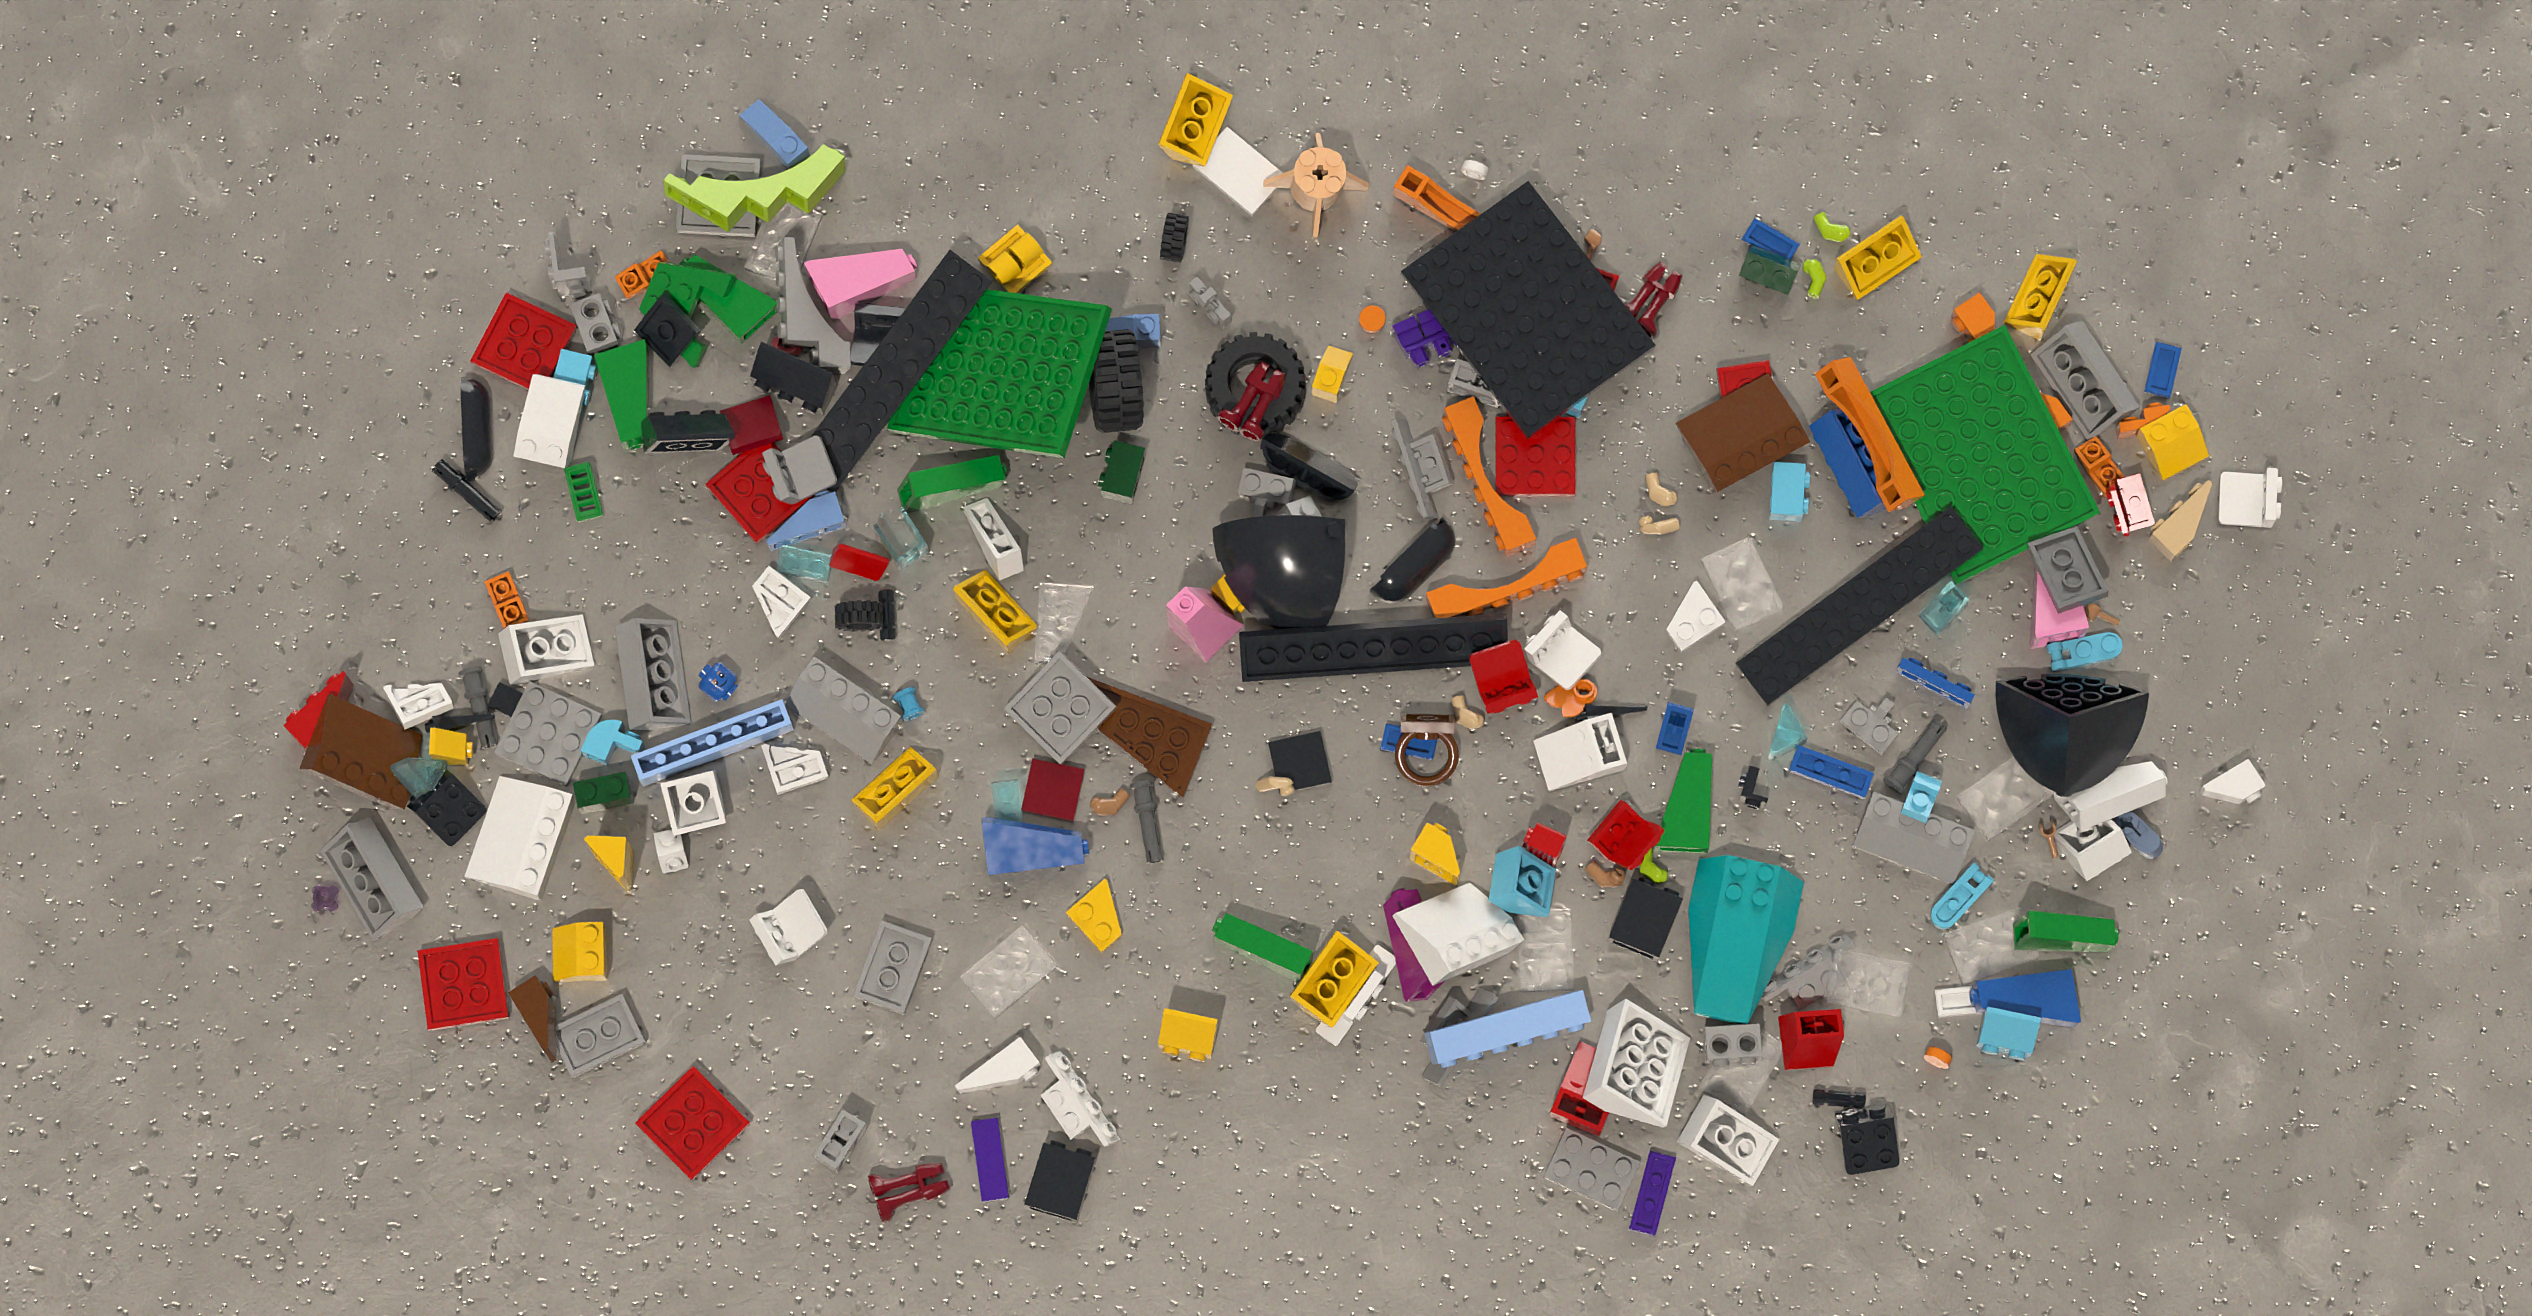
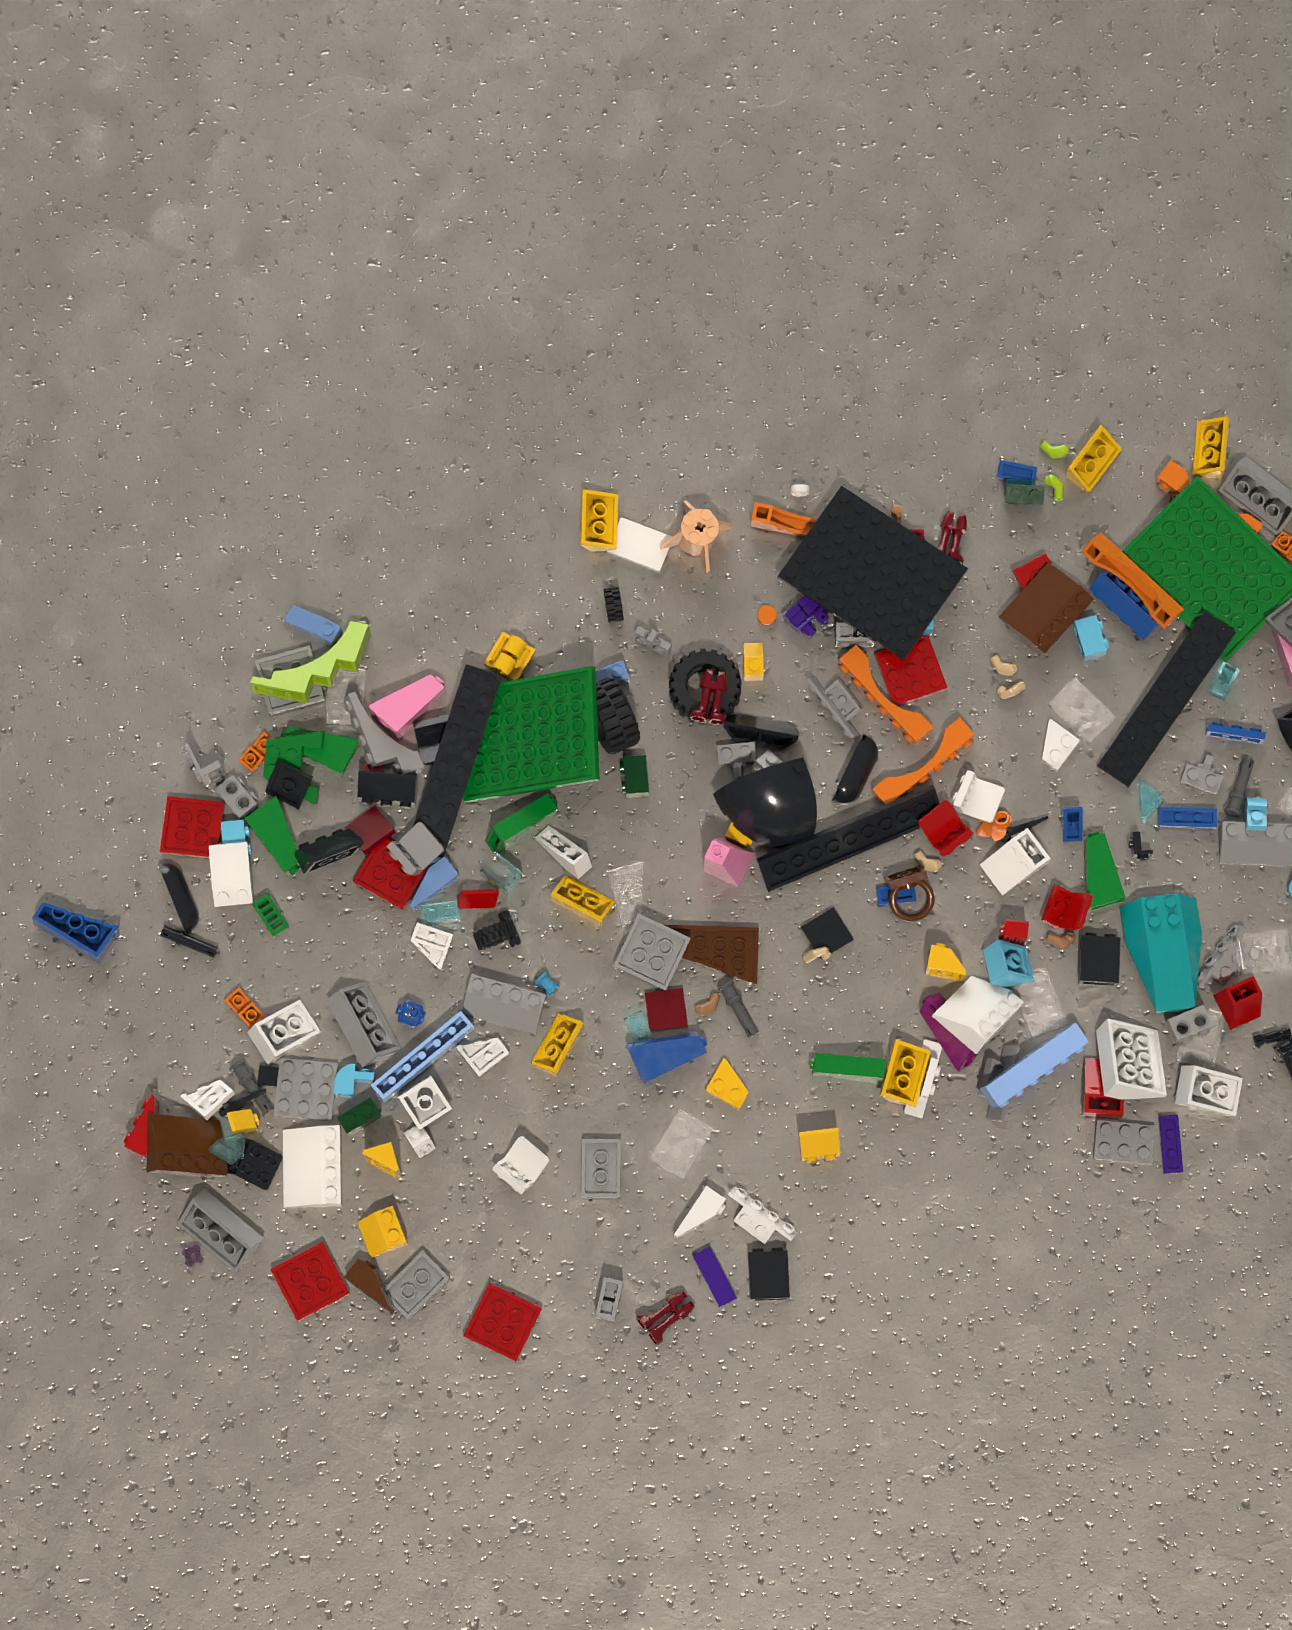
camera: 20 degrees left, 0 degrees up
(333, 434) = (79, 932): none -> blue wedge
(1651, 870) = (1092, 926): lime arm -> none

